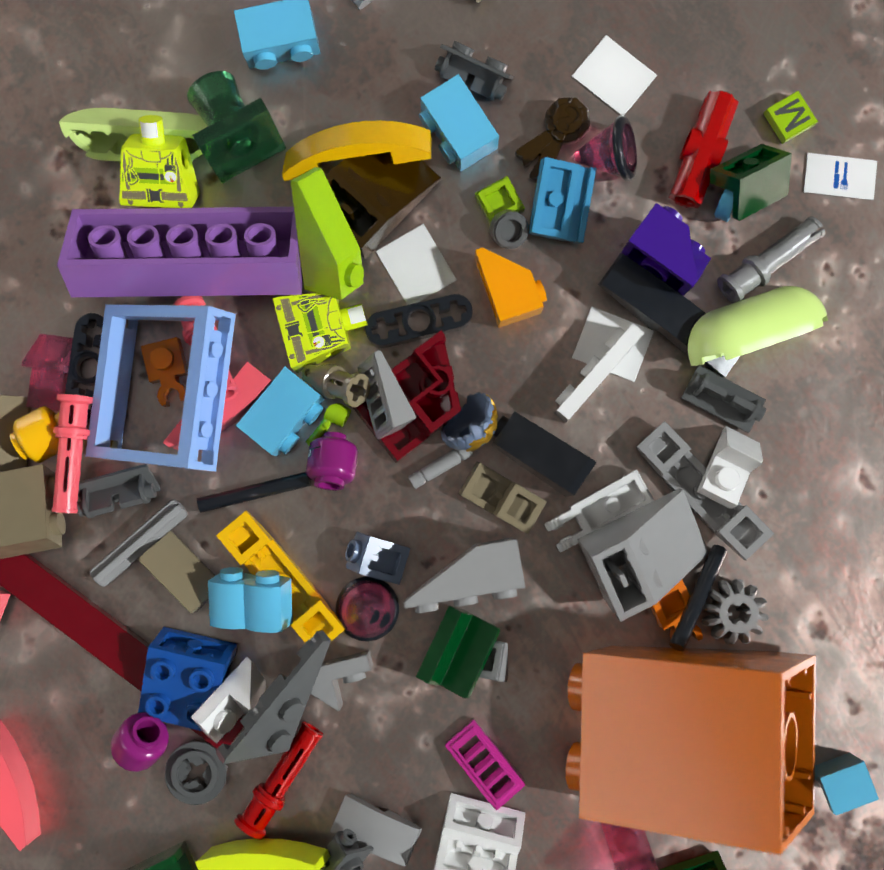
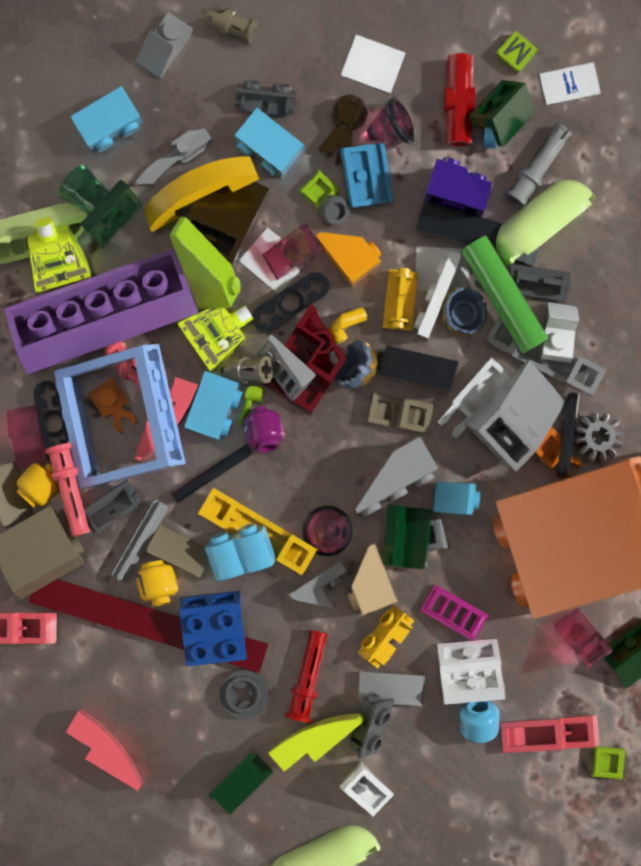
camera: 30 degrees left, 0 degrees up
(138, 601) = (156, 583): none -> yellow head
(139, 742) = (195, 683): magenta head -> none
(230, 701) = (254, 626): white slope -> none
(280, 708) = (291, 621): dark grey wing -> none
(356, 99) = (183, 150): none -> light grey piece
(375, 771) = (376, 646): none -> yellow hinge
(376, 558) = (321, 489): sand blue bracket -> none
(392, 700) = (371, 584): none -> tan slope
(438, 467) = (344, 406): light grey wheel -> none
(441, 260) = (292, 252): none -> clear pink slope
(476, 365) = (344, 321): none -> yellow arm
(534, 628) = (455, 498): none -> medium azure slope
(550, 362) = (400, 299): none -> yellow hinge
(623, 402) = (464, 311): none -> sand blue hair
(680, 399) = (504, 294): none -> bright green brick

